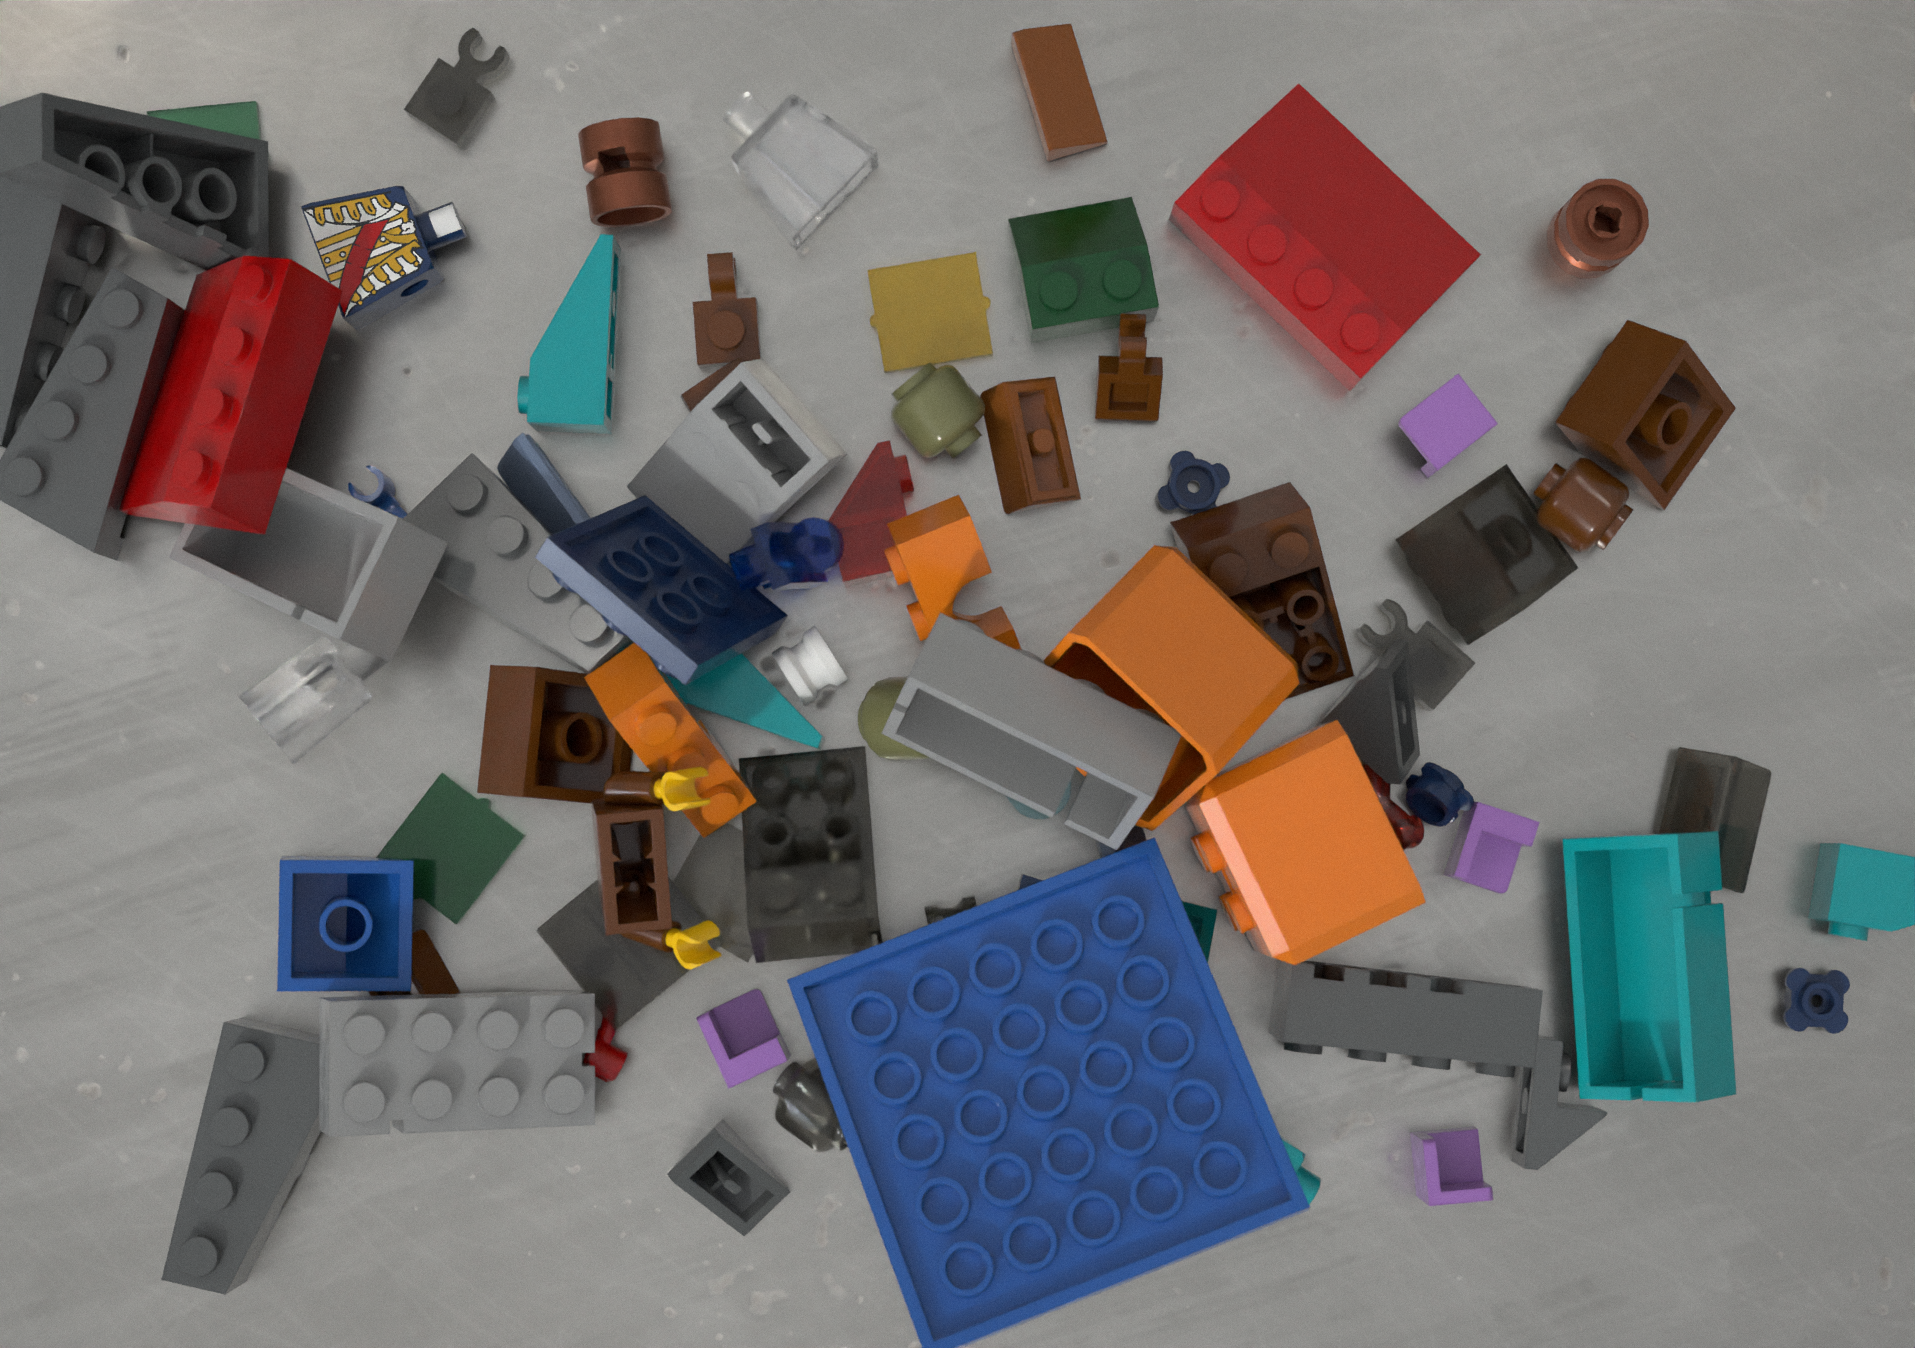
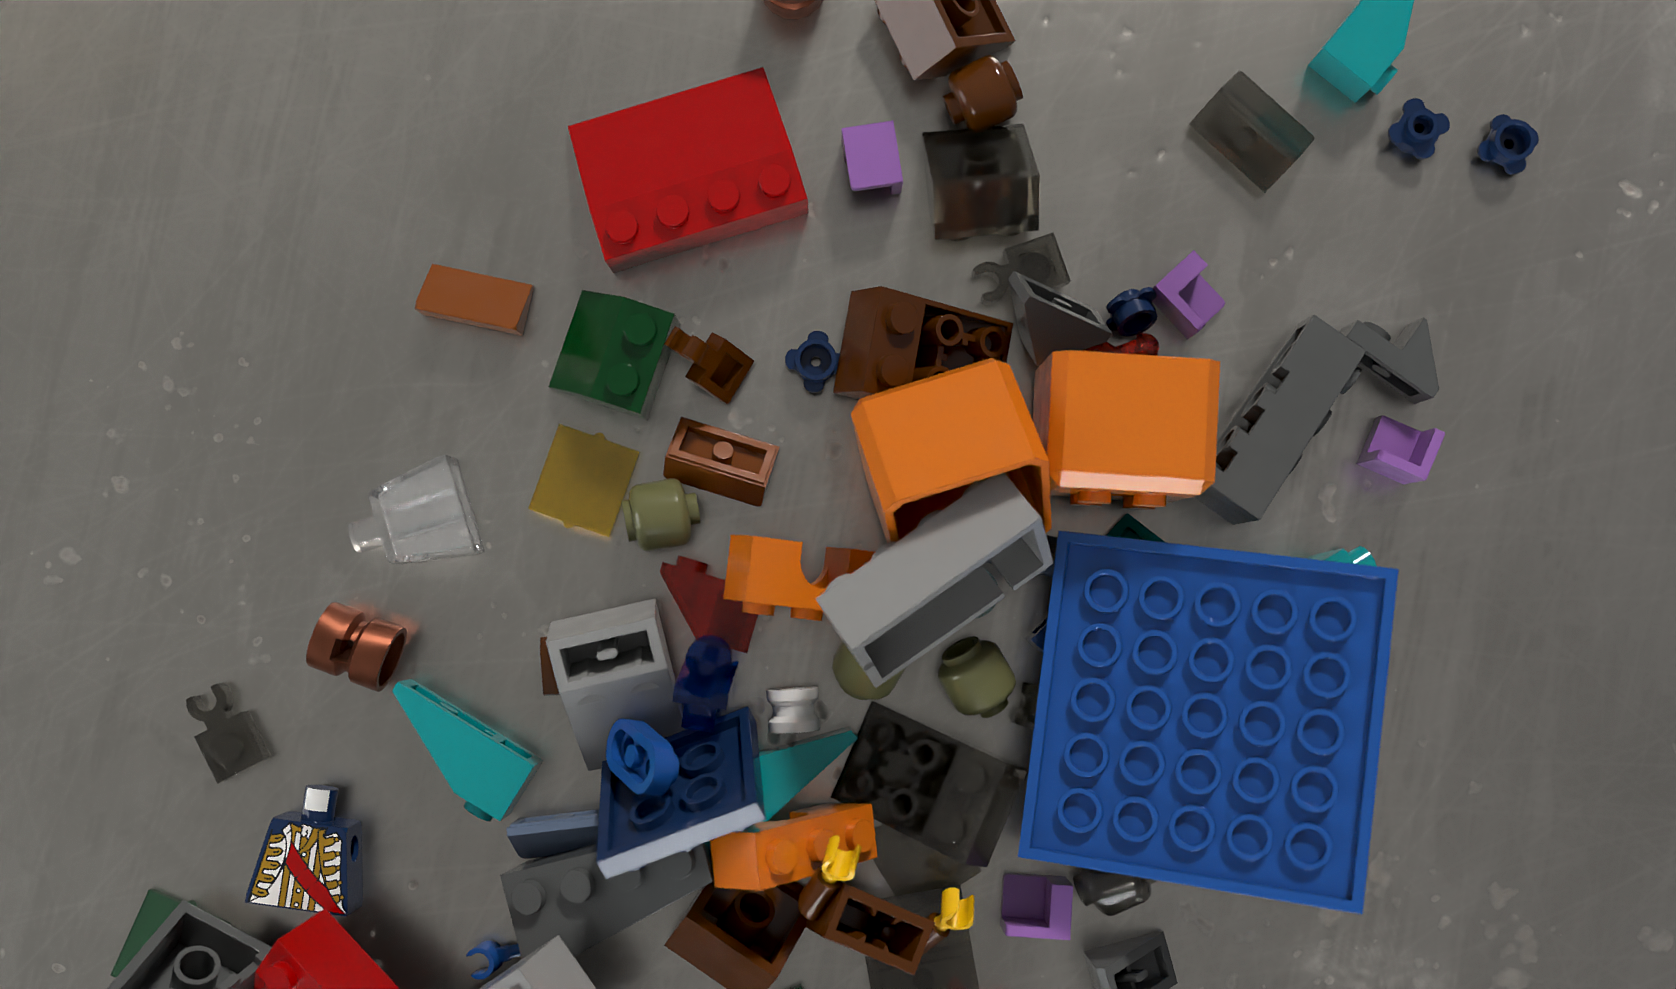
camera: 65 degrees left, 0 degrees up
(675, 529) = (641, 757): none -> blue plate
(726, 324) = (510, 633): reddish brown plate -> none
(951, 841) = (976, 677): none -> olive head
(1649, 967) = (1340, 230): teal piece -> none
(1874, 1109) = (1516, 131): none -> dark blue plate

